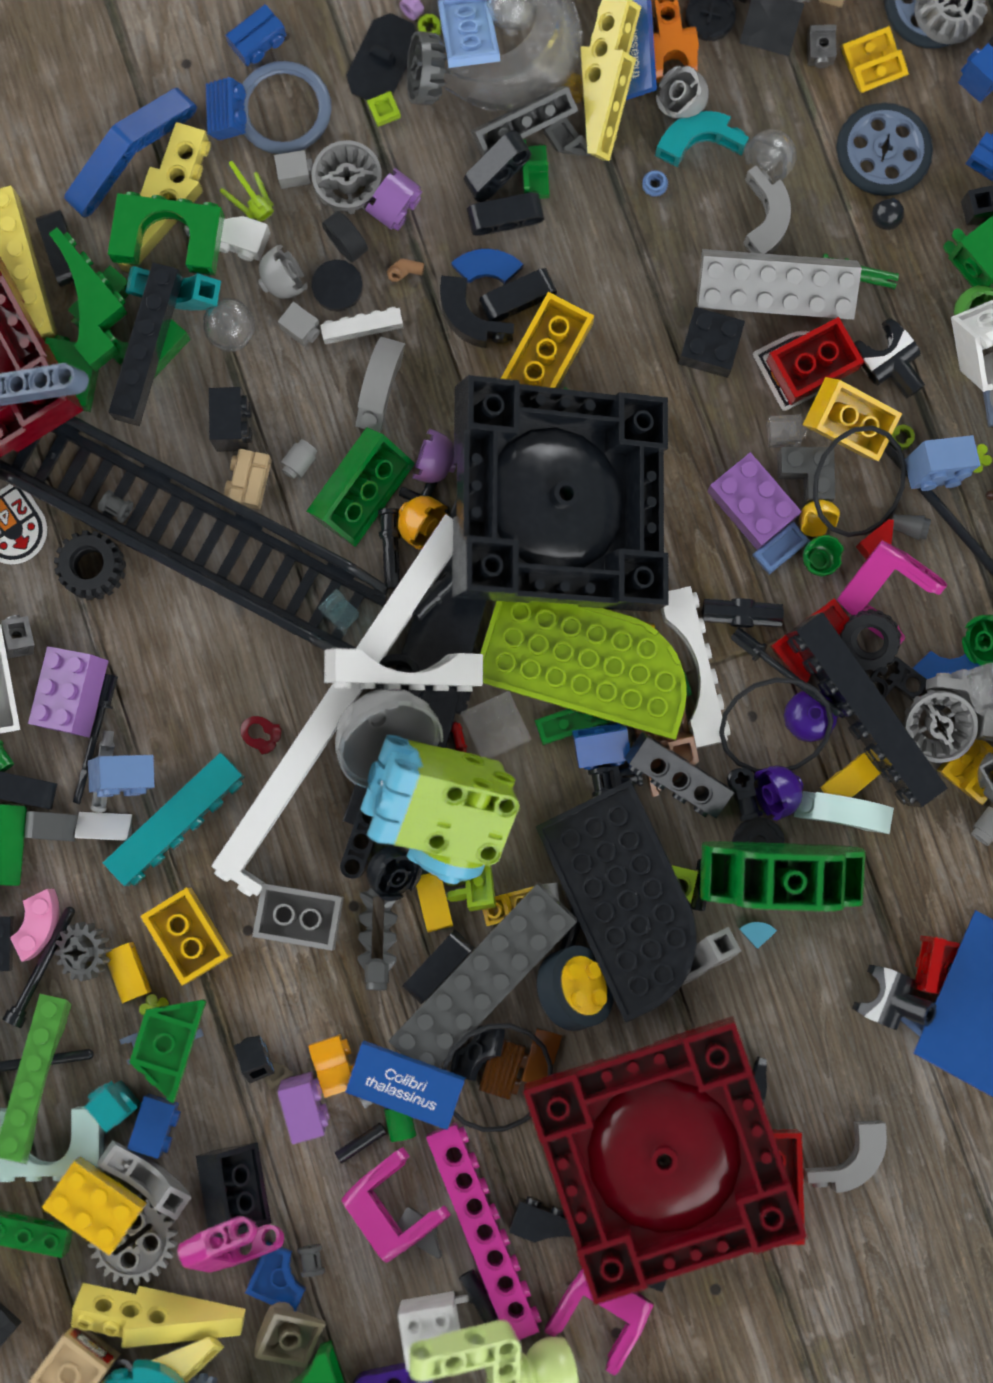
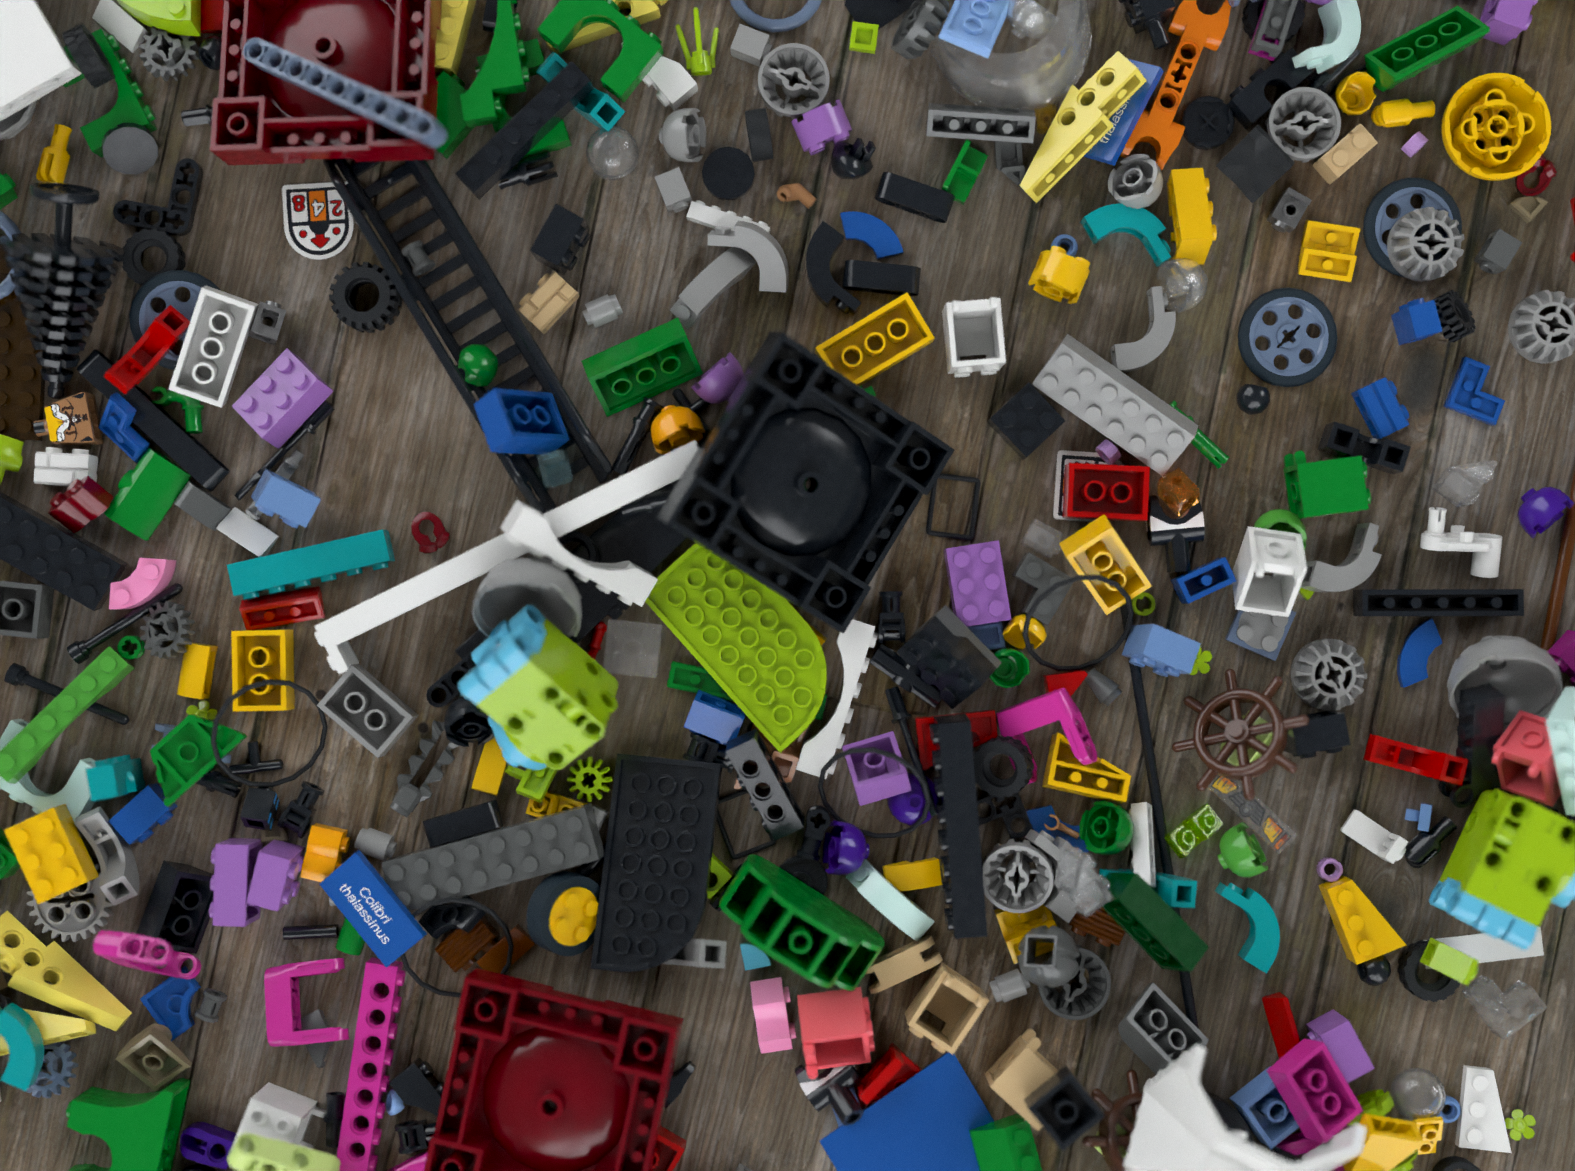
camera: 30 degrees right, 5 degrees up
(58, 978) = (128, 654): none -> green bush
(162, 385) = (524, 173): none -> black arm
(172, 874) = (282, 608): none -> red slope
(174, 987) = (239, 693): none -> black piece
(201, 1060) = (215, 782): none -> black pin
(221, 563) = (479, 364): none -> green hair
(227, 1024) = (256, 764): none -> black piece
(269, 1135) = (232, 880): none -> medium lavender brick
(286, 588) = (521, 421): none -> blue brick
(290, 1041) = (300, 812): none -> black connector
(373, 1029) = (376, 844): none -> light grey brick
(404, 326) = (762, 246): none -> light grey arch
(436, 213) = (852, 160): none -> black piece
(497, 166) = (931, 151): black beam -> none
(522, 1249) = (393, 1103): none -> light blue piece
(533, 860) = (598, 782): none -> lime gear
(562, 1264) = (414, 1135): none -> black connector
(625, 297) = (973, 330): none -> white container
(666, 205) = (1059, 275): none -> yellow brick
(672, 845) = (726, 839): none -> black piece
(699, 573) = (891, 619): none -> black connector
(713, 443) = (974, 509): none -> black piece
(743, 93) = (1190, 213): none -> yellow wedge
(766, 708) = (874, 774): none -> medium lavender brick
(769, 573) = (949, 657): none -> black piece
(795, 327) = (1108, 452): none -> lavender axle
(804, 973) = (771, 1015): none -> bright pink brick
(867, 949) = (835, 1029): none -> coral container
(874, 324) = (1178, 491): none -> clear orange brick
(889, 861) = (903, 964): none -> tan piece
(932, 613) = (1095, 780): none -> yellow wedge
(941, 386) = (1203, 580): none -> blue brick
(949, 867) = (951, 1000): none -> tan container
(951, 663) = (1061, 827): none -> medium nougat hand

